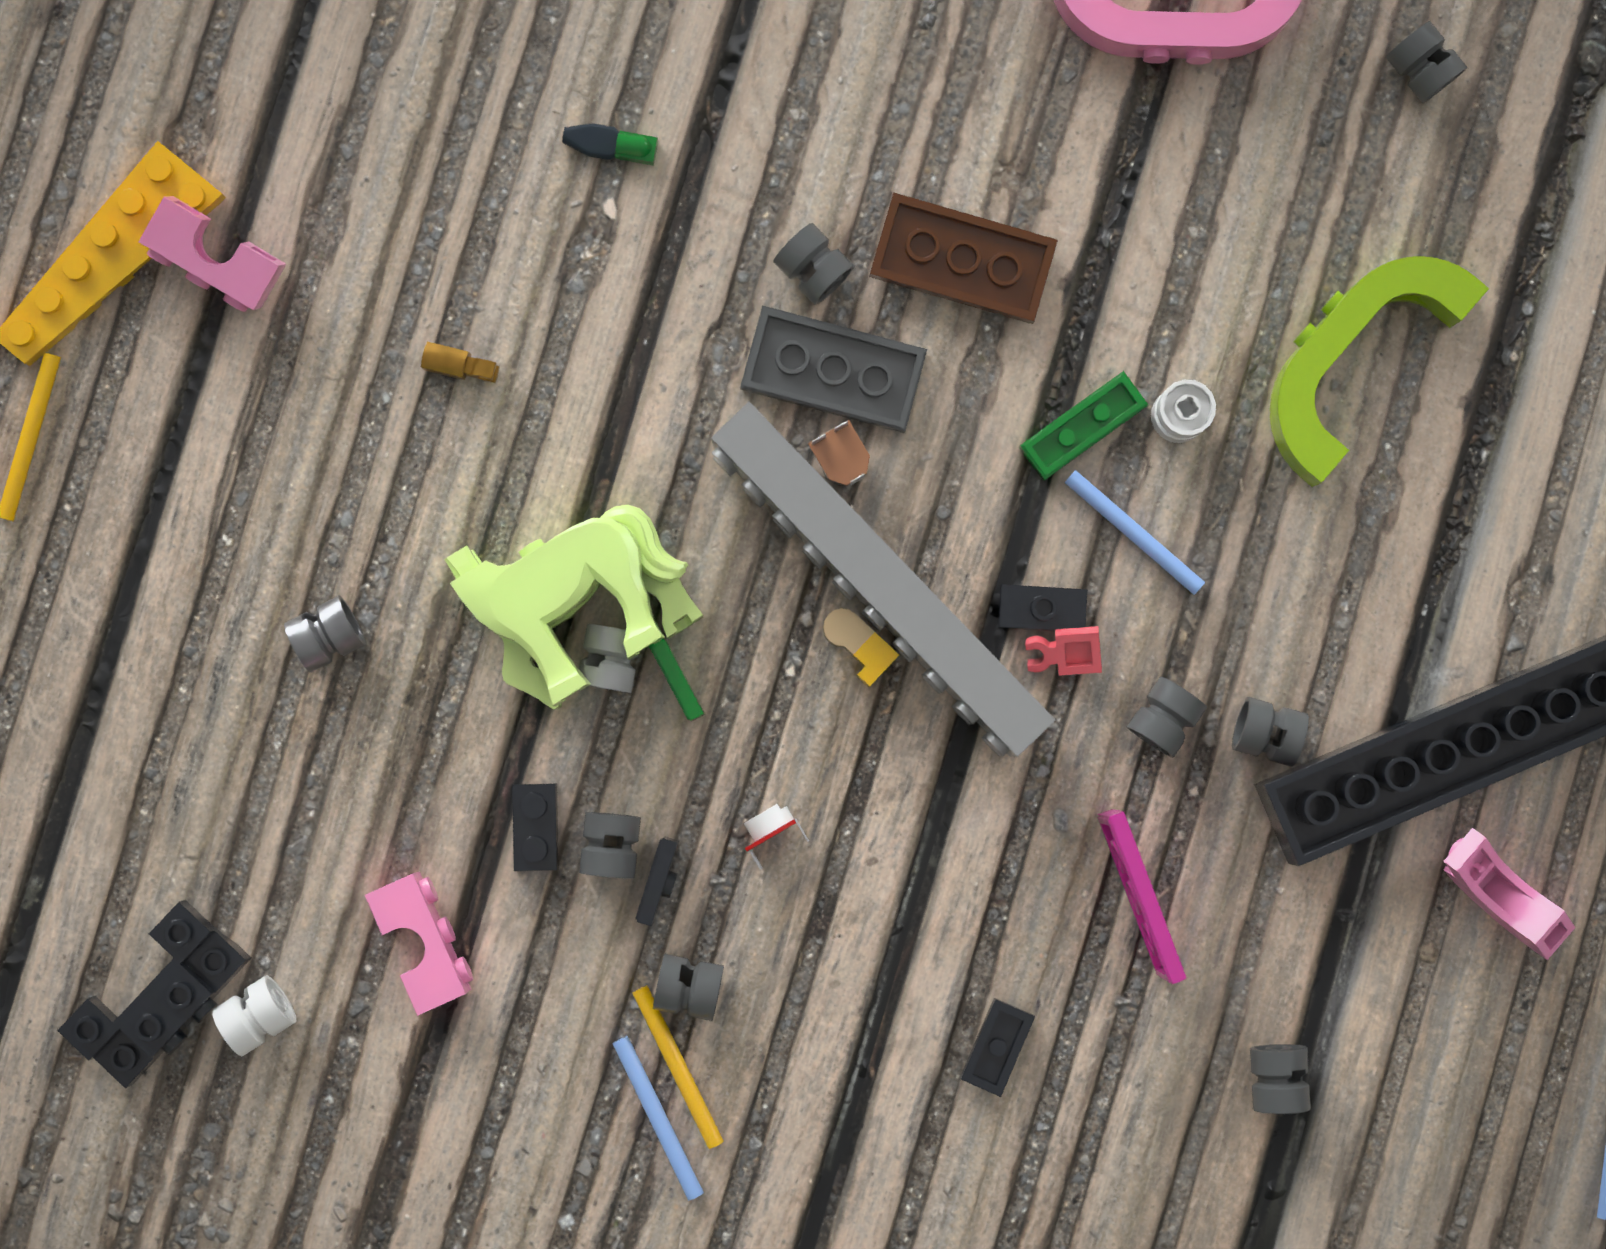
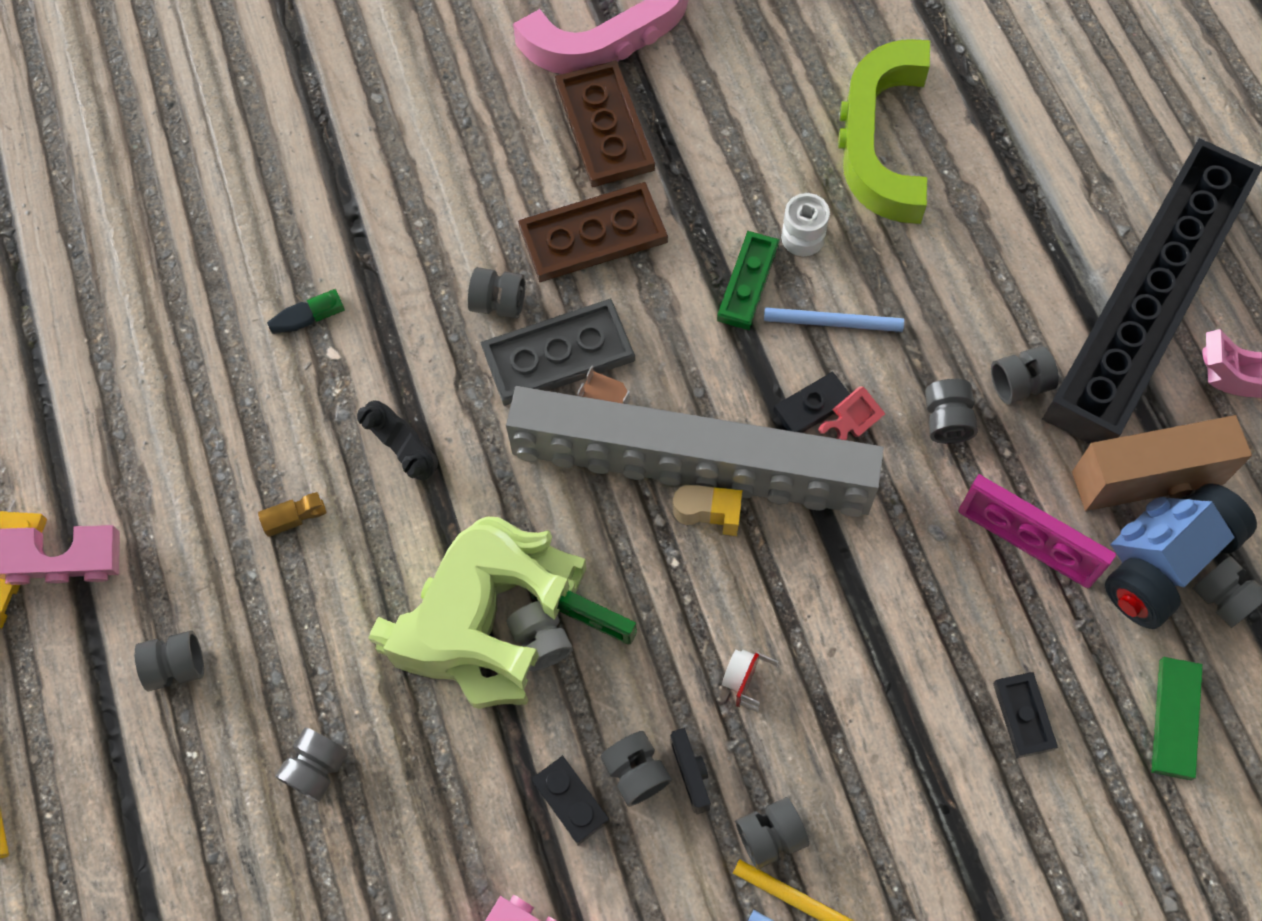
camera: 30 degrees left, 20 degrees down
(249, 437) = (161, 661): none -> dark grey wheel
(611, 340) = (400, 437): none -> black piece
(1069, 133) = (604, 123): none -> reddish brown plate
(1134, 1147) = (1177, 718): none -> green tile
(1260, 1002) = (1171, 547): none -> brick
(1319, 917) = (1160, 463): none -> medium nougat brick

